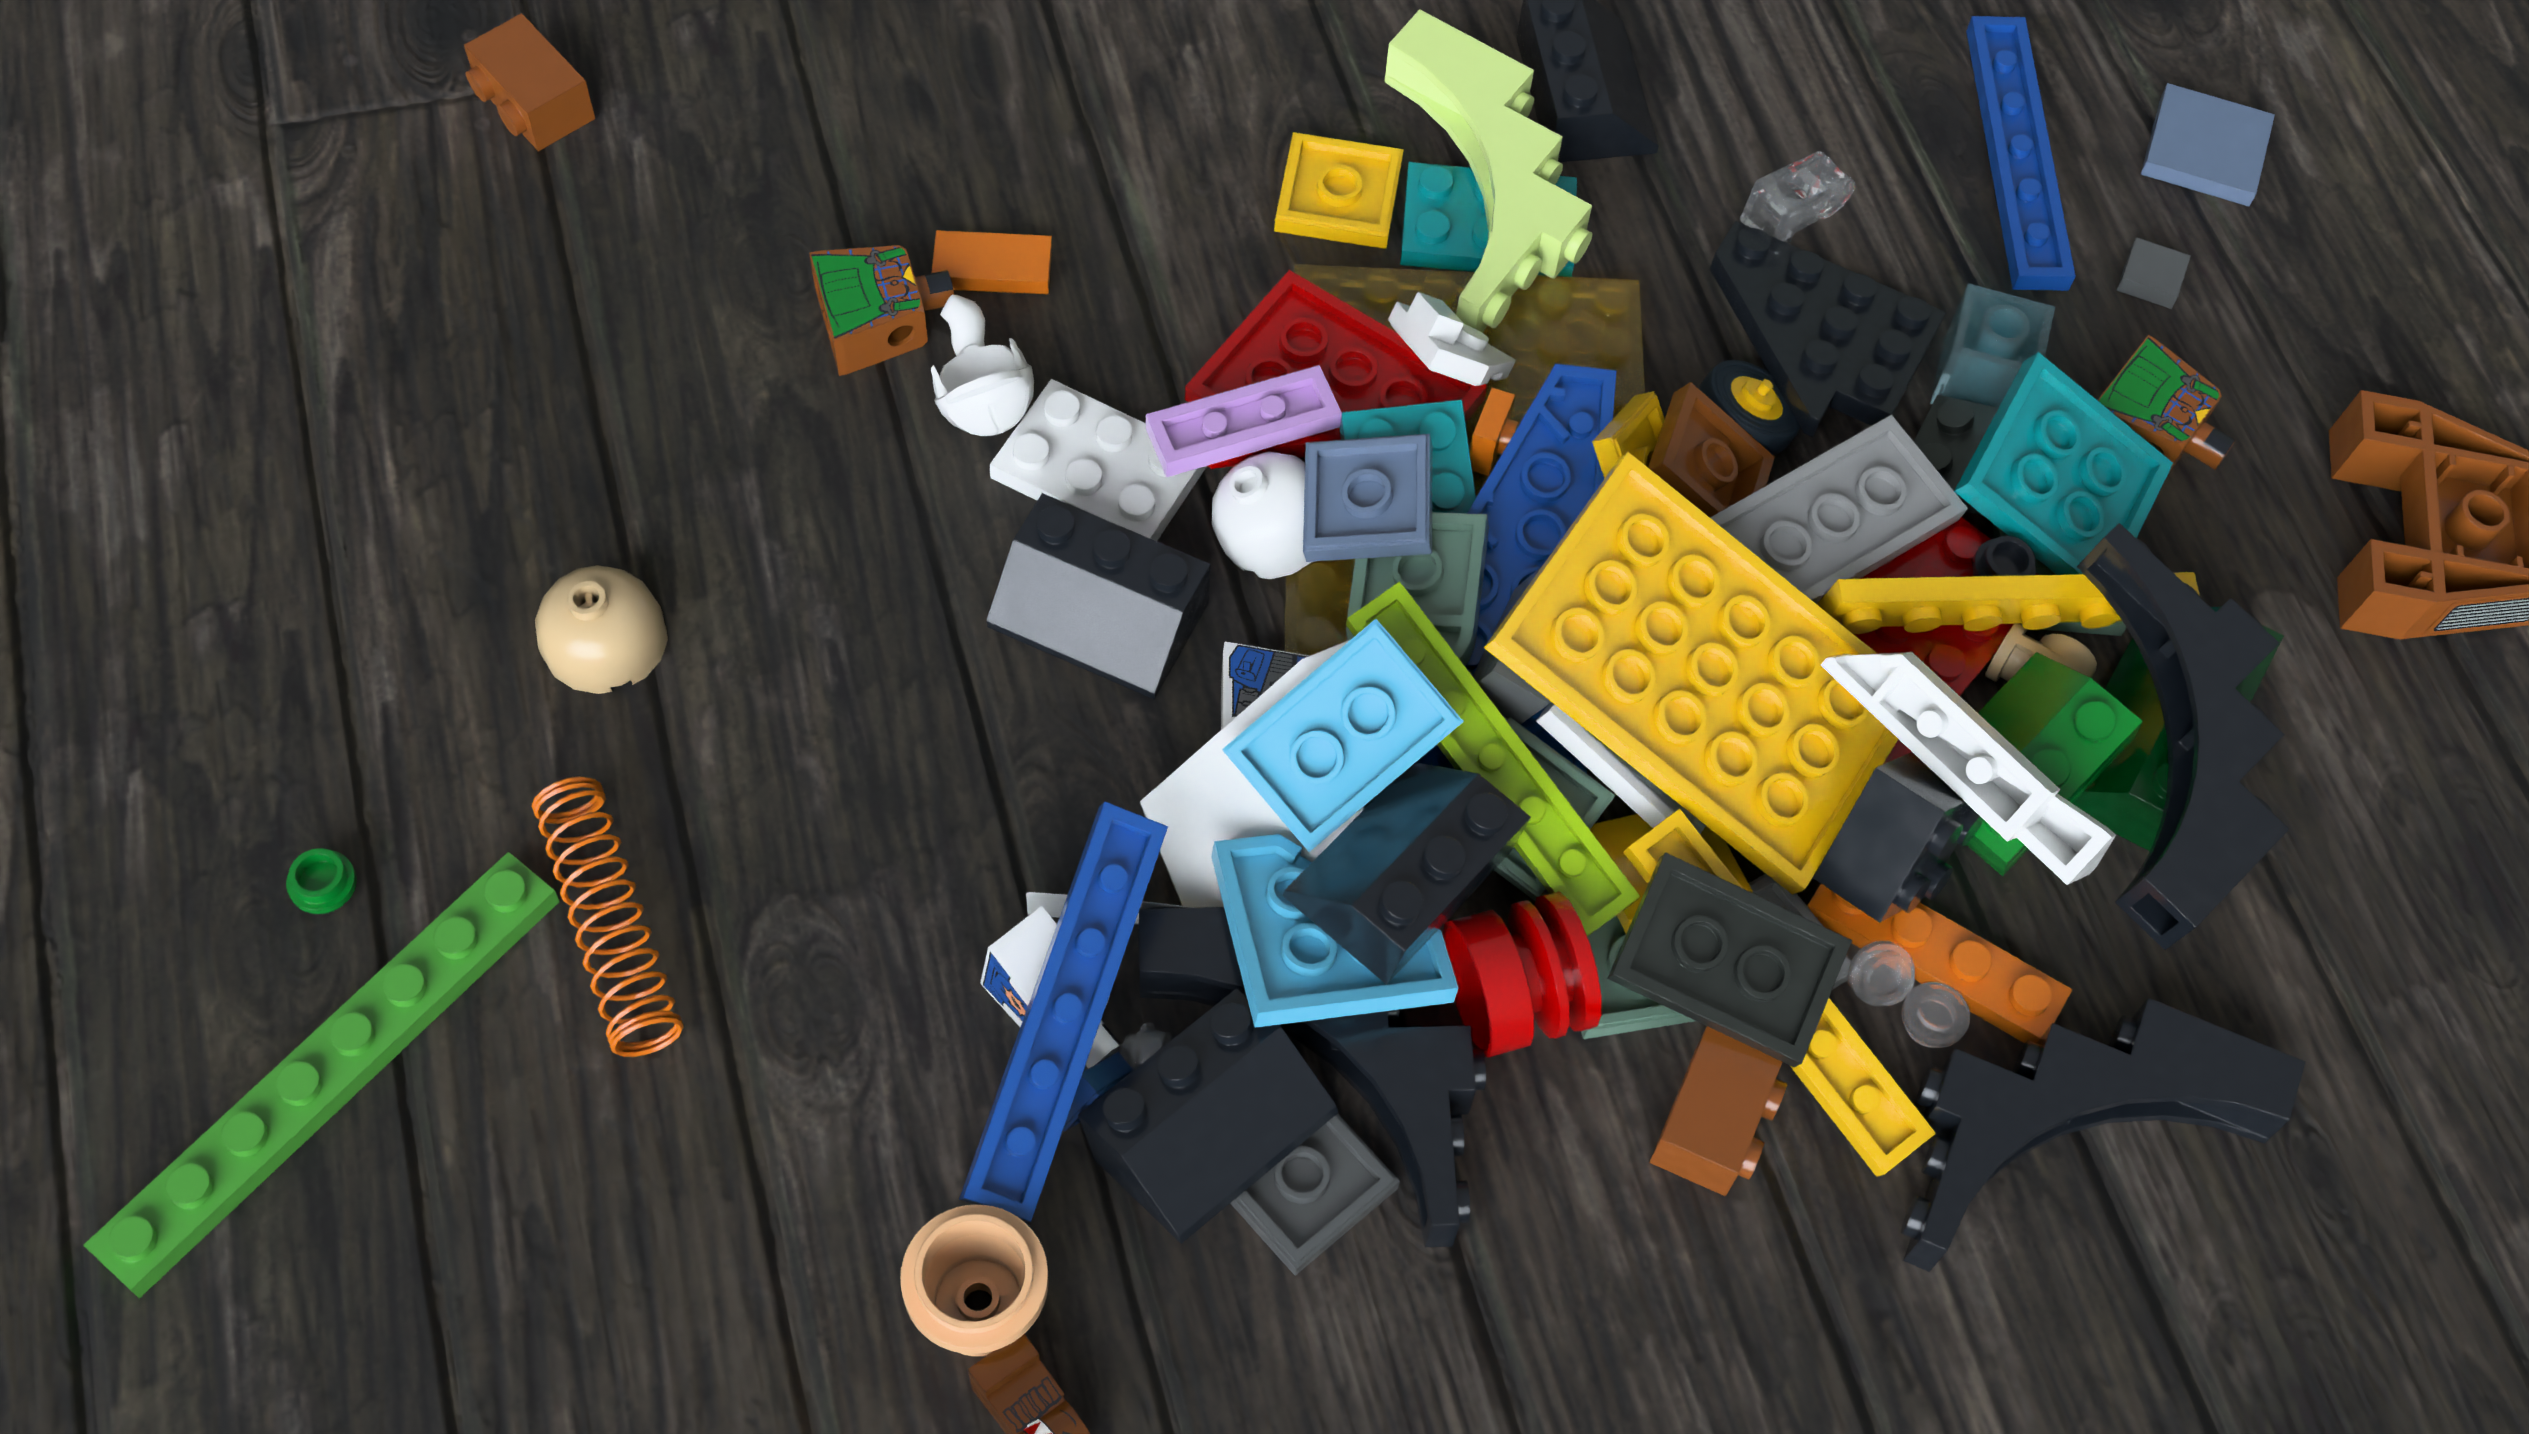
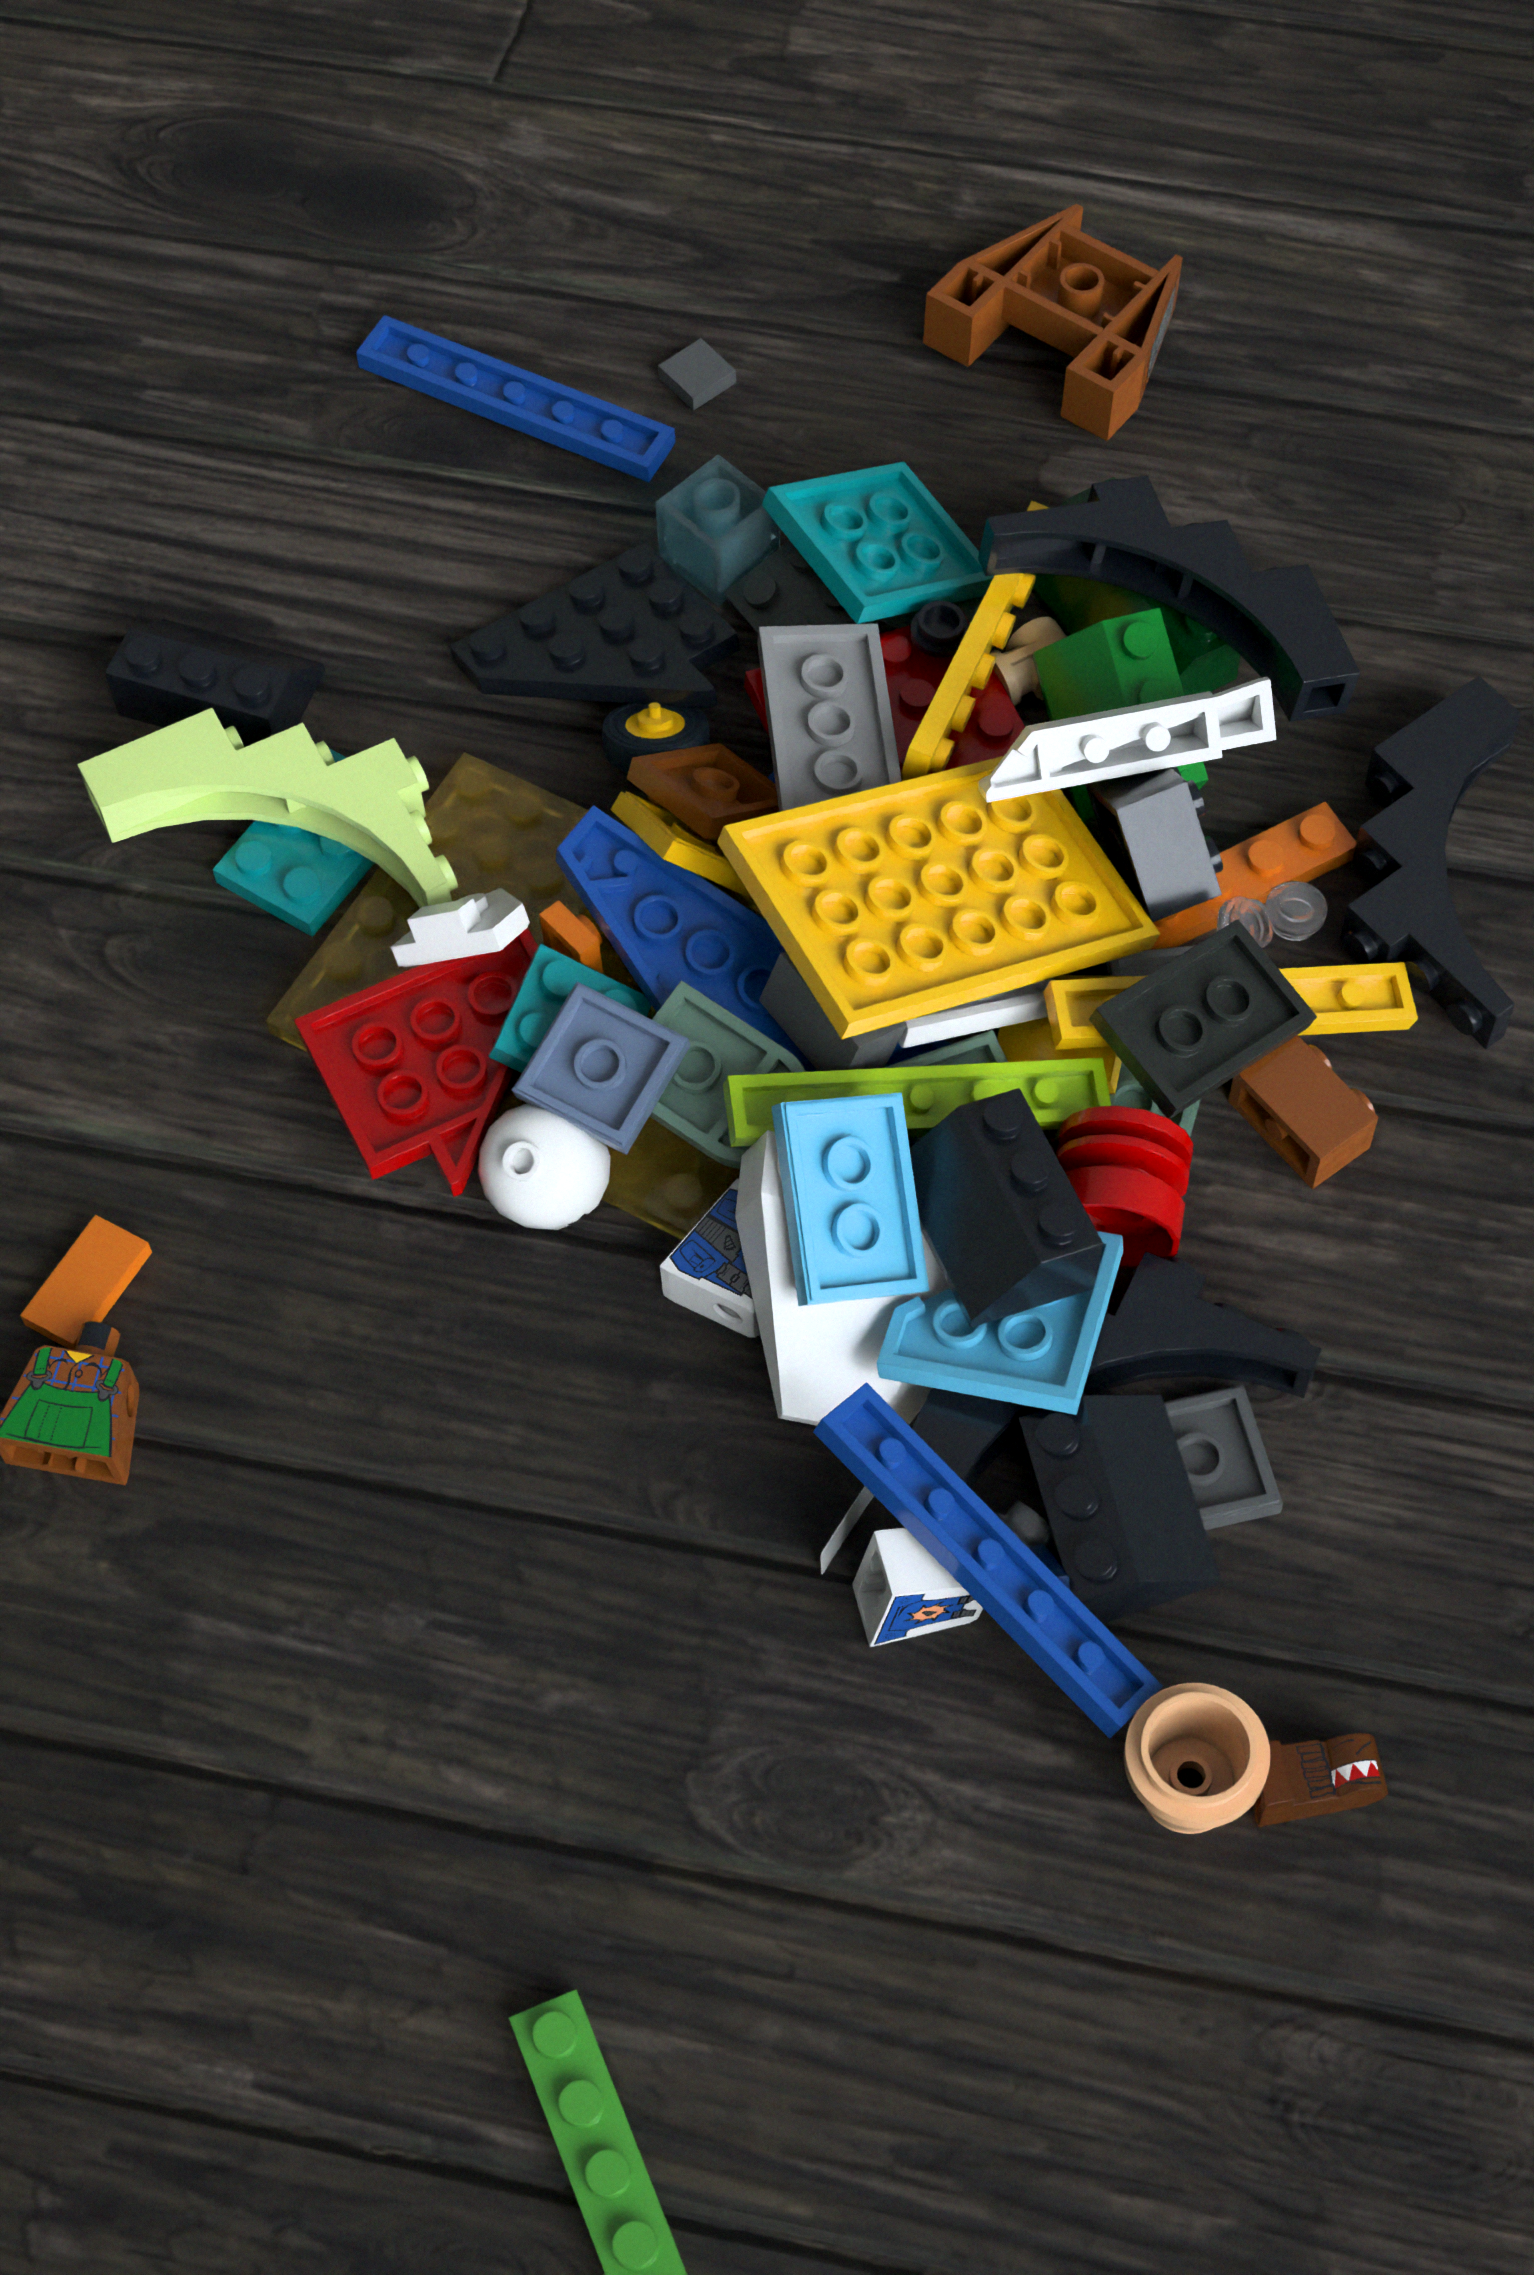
camera: 55 degrees left, 0 degrees up
(321, 881) = (437, 2219): green plate -> none
(568, 818) = (490, 1935): orange piece -> none
(600, 629) = (309, 1856): tan cylinder -> none
(983, 386) = (239, 1350): white piece -> none
(1091, 461) = (381, 1295): white plate -> none
(1099, 595) = (535, 1356): slope -> none
(1243, 420) = (450, 1134): lavender plate -> none
(1339, 190) = (199, 944): yellow tile -> none
(1797, 196) = (458, 587): clear leg -> none
(2168, 405) = (838, 435): torso -> none
(2208, 144) = (594, 263): sand blue tile -> none

